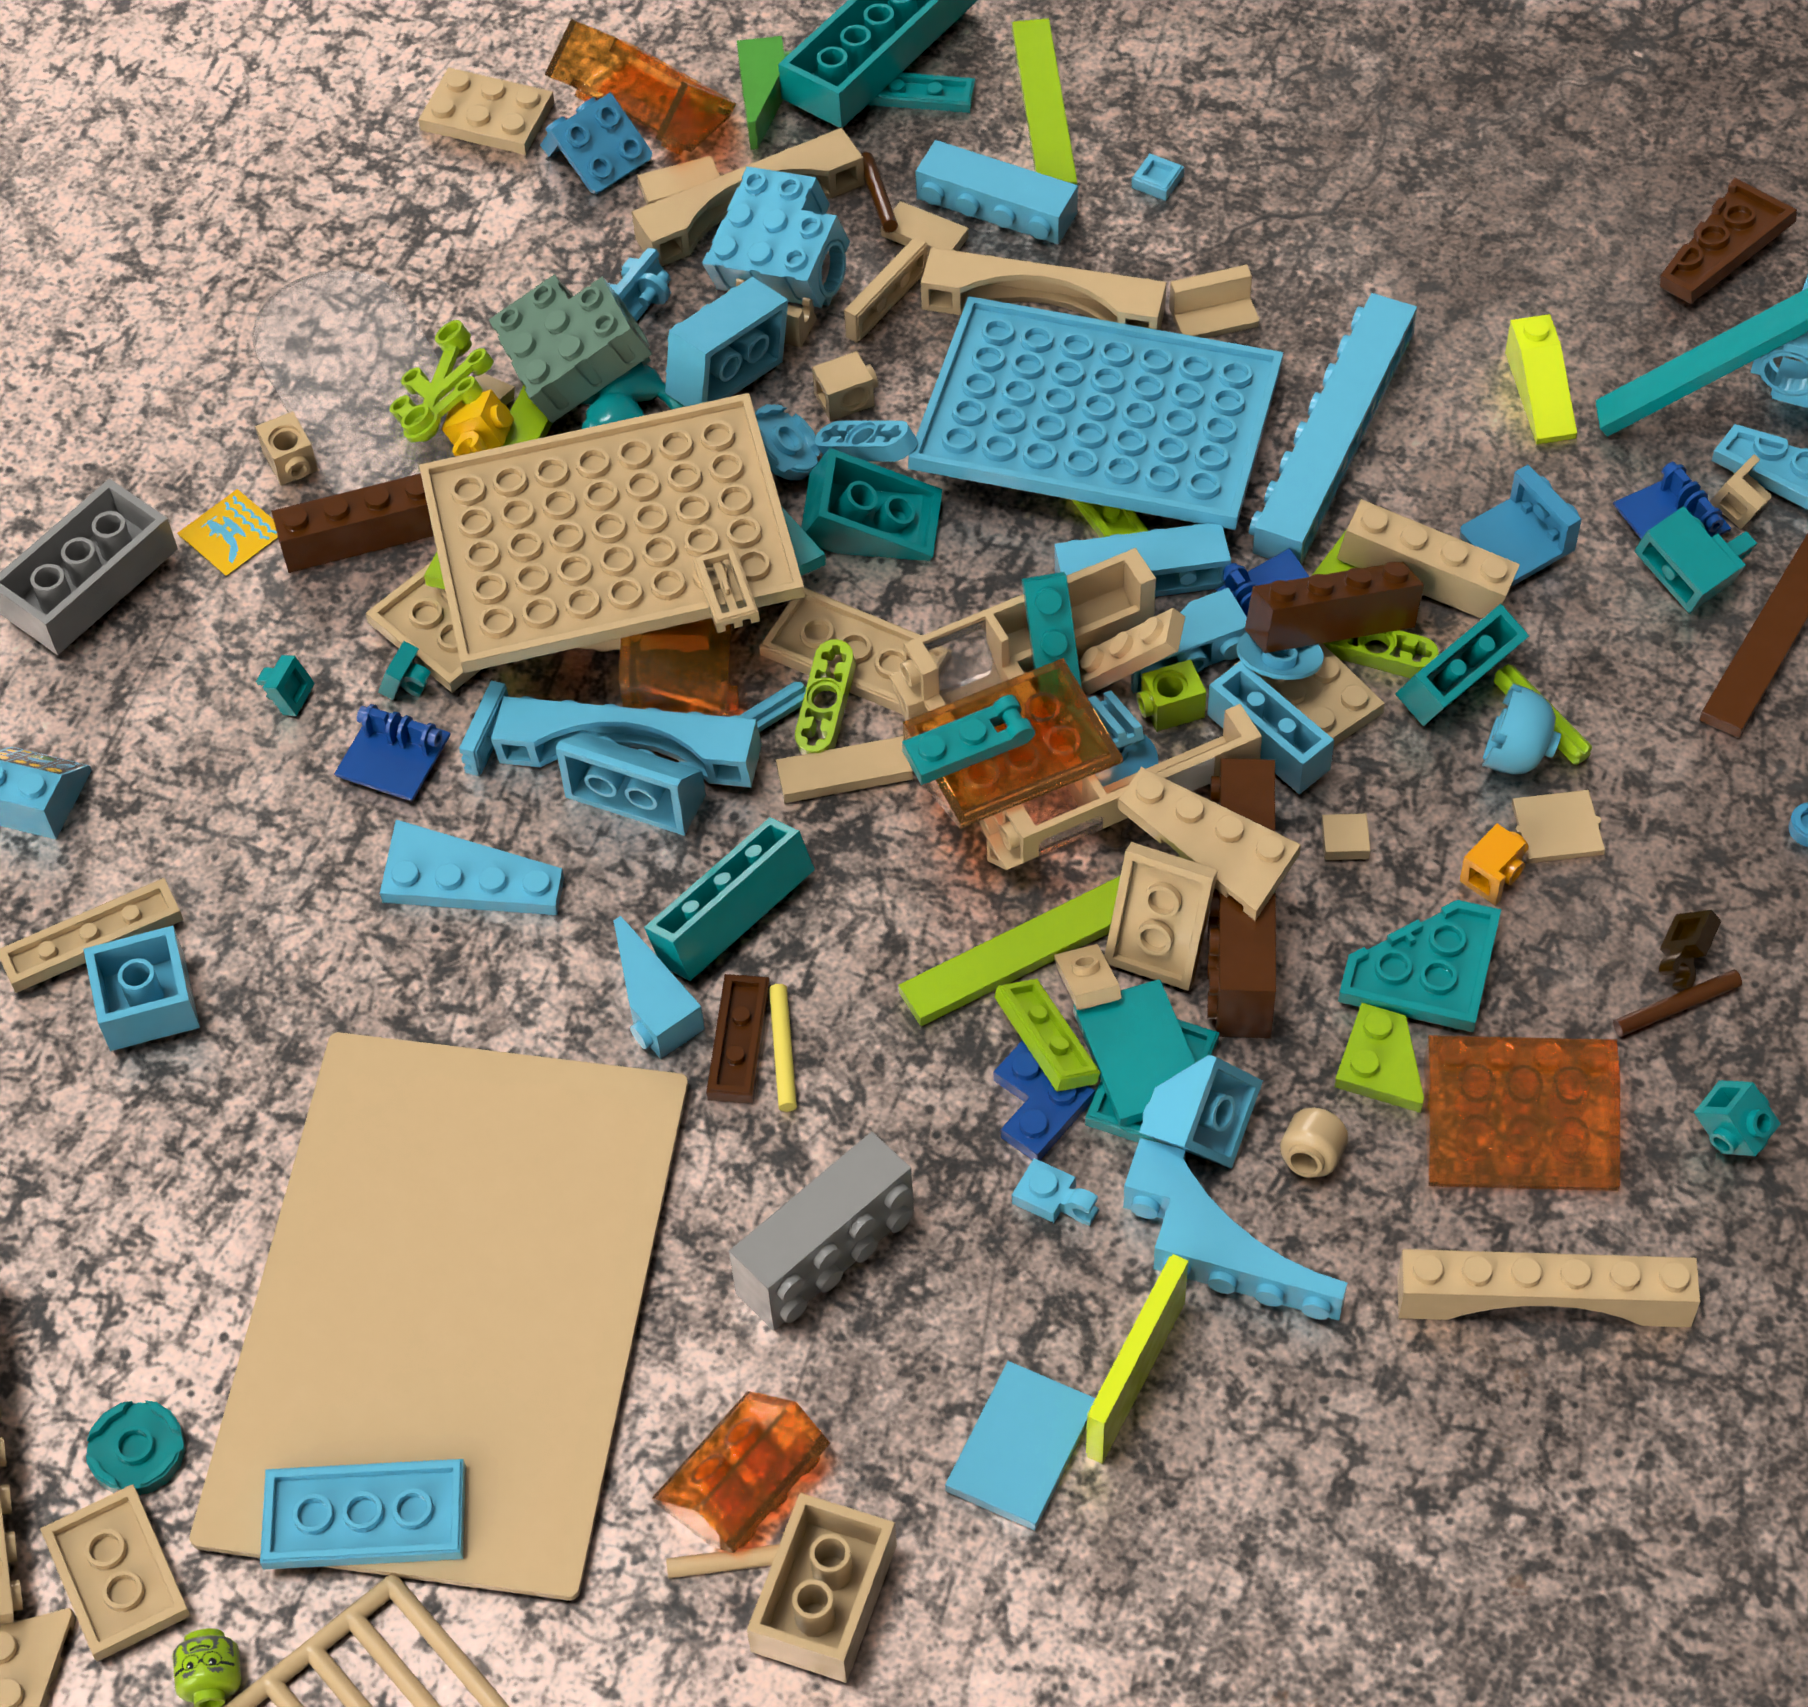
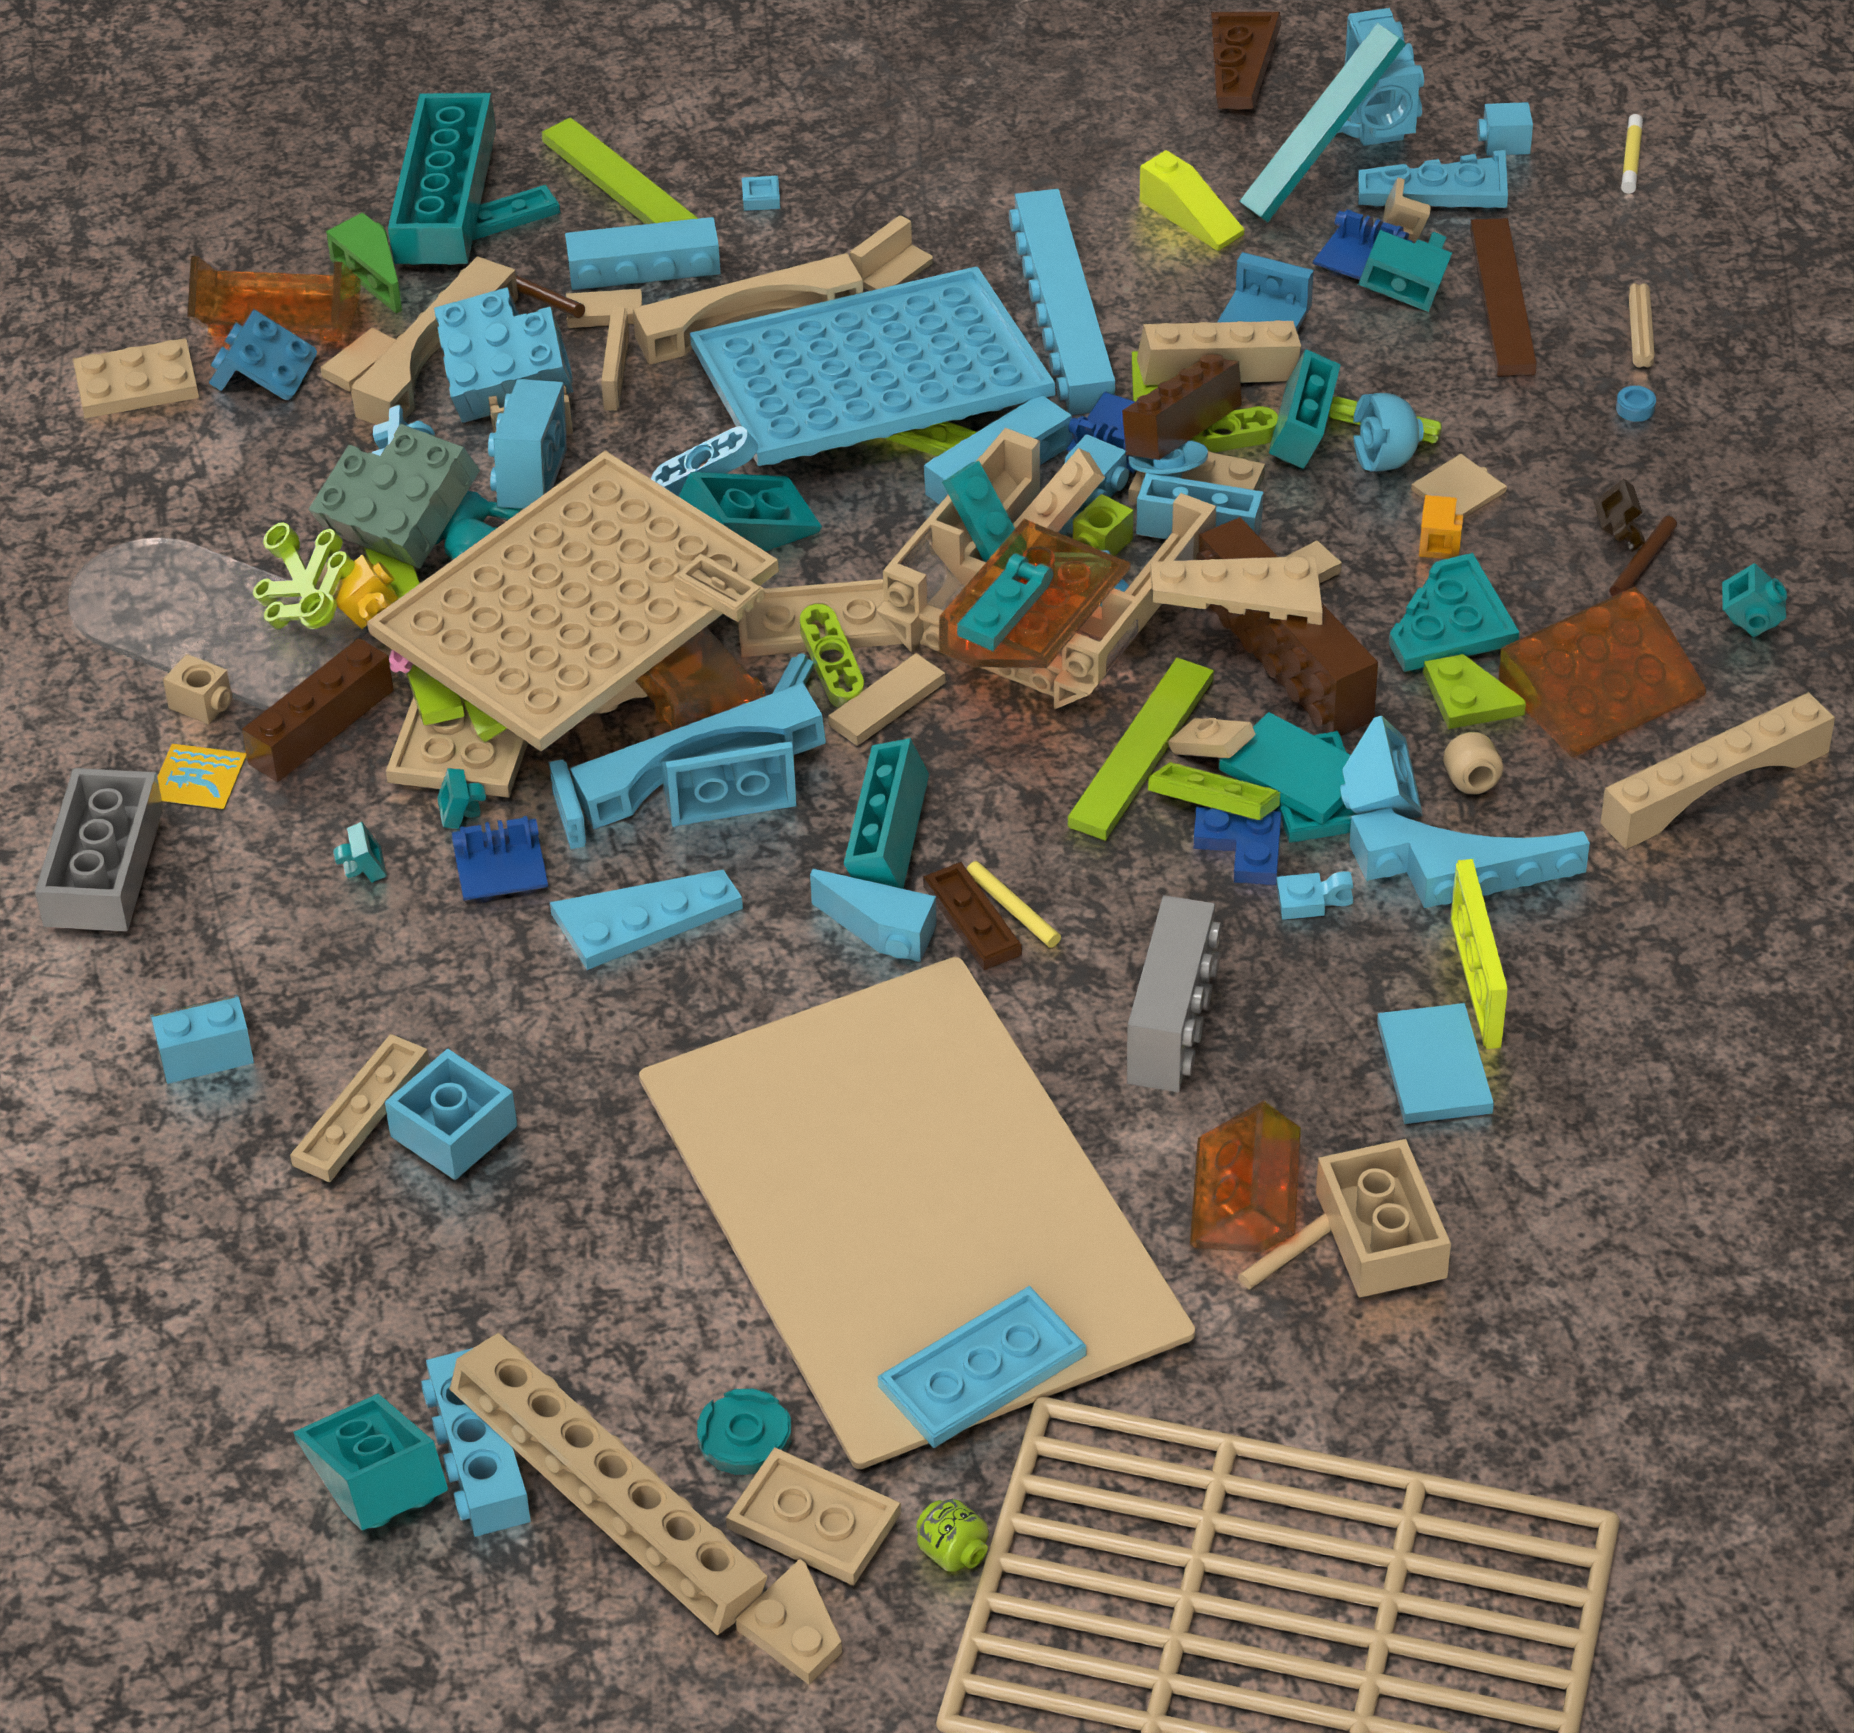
camera: 35 degrees left, 10 degrees down
(844, 385) = (642, 438): tan brick -> none
(1160, 915) = (1241, 660): tan plate -> none

